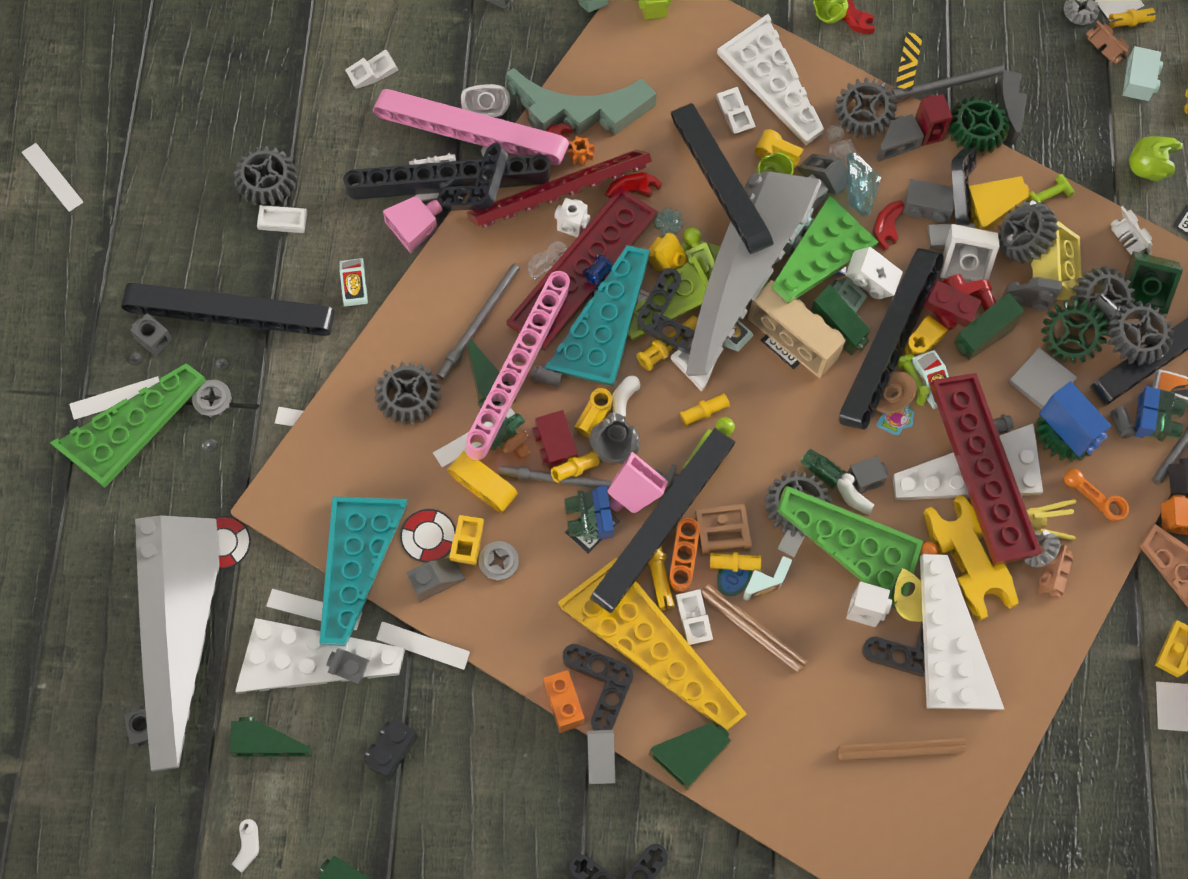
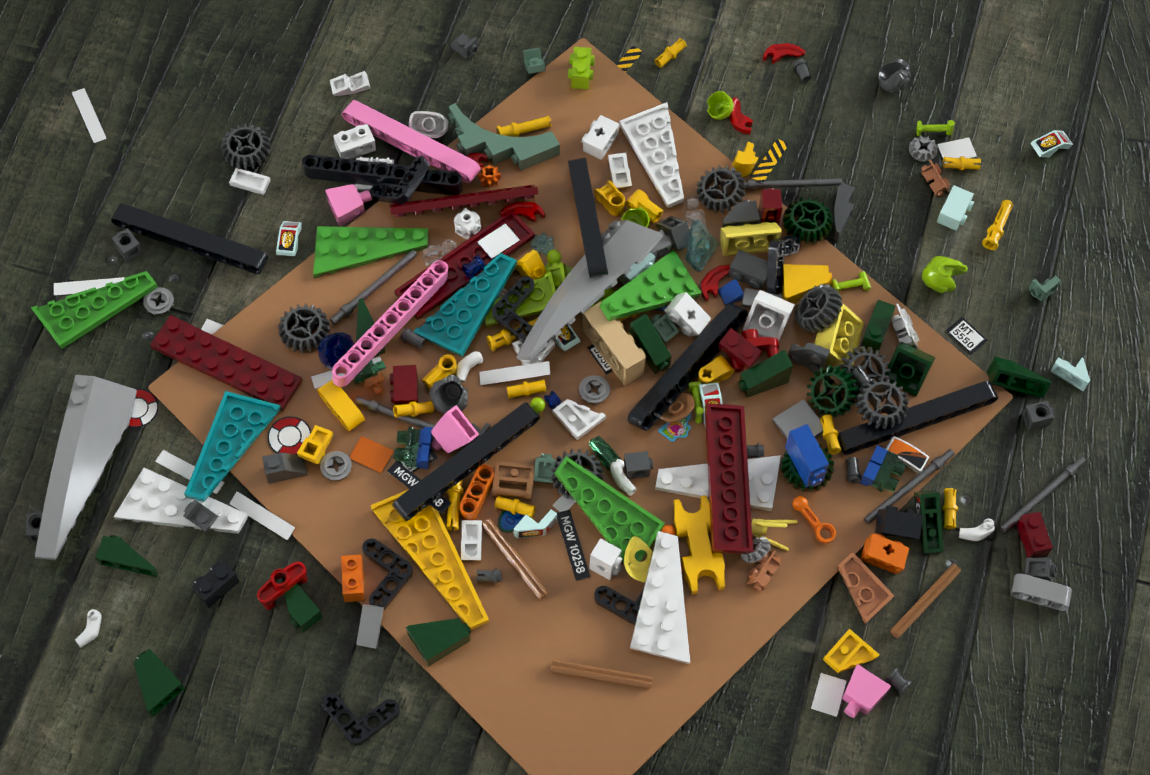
camera: 15 degrees right, 5 degrees down
(320, 458) = (226, 362): none -> dark red plate
(400, 142) = (354, 142): none -> white brick
(444, 273) = (359, 246): none -> bright green wing
(457, 413) = (333, 348): none -> clear blue cylinder
(468, 742) = (271, 590): none -> red connector
(506, 752) = (301, 608): none -> dark green slope
(537, 535) = (371, 454): none -> orange sticker
(594, 85) = (515, 129): none -> yellow pin
(604, 561) = (409, 480): none -> black sticker
(616, 230) = (498, 241): none -> white sticker
(684, 392) = (514, 373): none -> white sticker
(701, 73) = (600, 137): none -> white brick
(731, 657) = (489, 575): none -> dark grey pin
(734, 144) = (609, 196): none -> yellow piece
(741, 416) = (552, 399): none -> clear blue bush
(756, 504) = (543, 468): none -> sand green bracket
(777, 432) = (577, 418): none -> white wing
(785, 381) = (596, 382): none -> light grey gear
(818, 593) = (573, 545): none -> black sticker
(881, 65) = (745, 161): none -> yellow brick
(914, 234) = (731, 292): none -> blue slope
(917, 161) = (748, 238): none -> light yellow slope
(1086, 384) = (830, 434): none -> yellow pin
(1099, 238) = (878, 325): none -> dark green slope

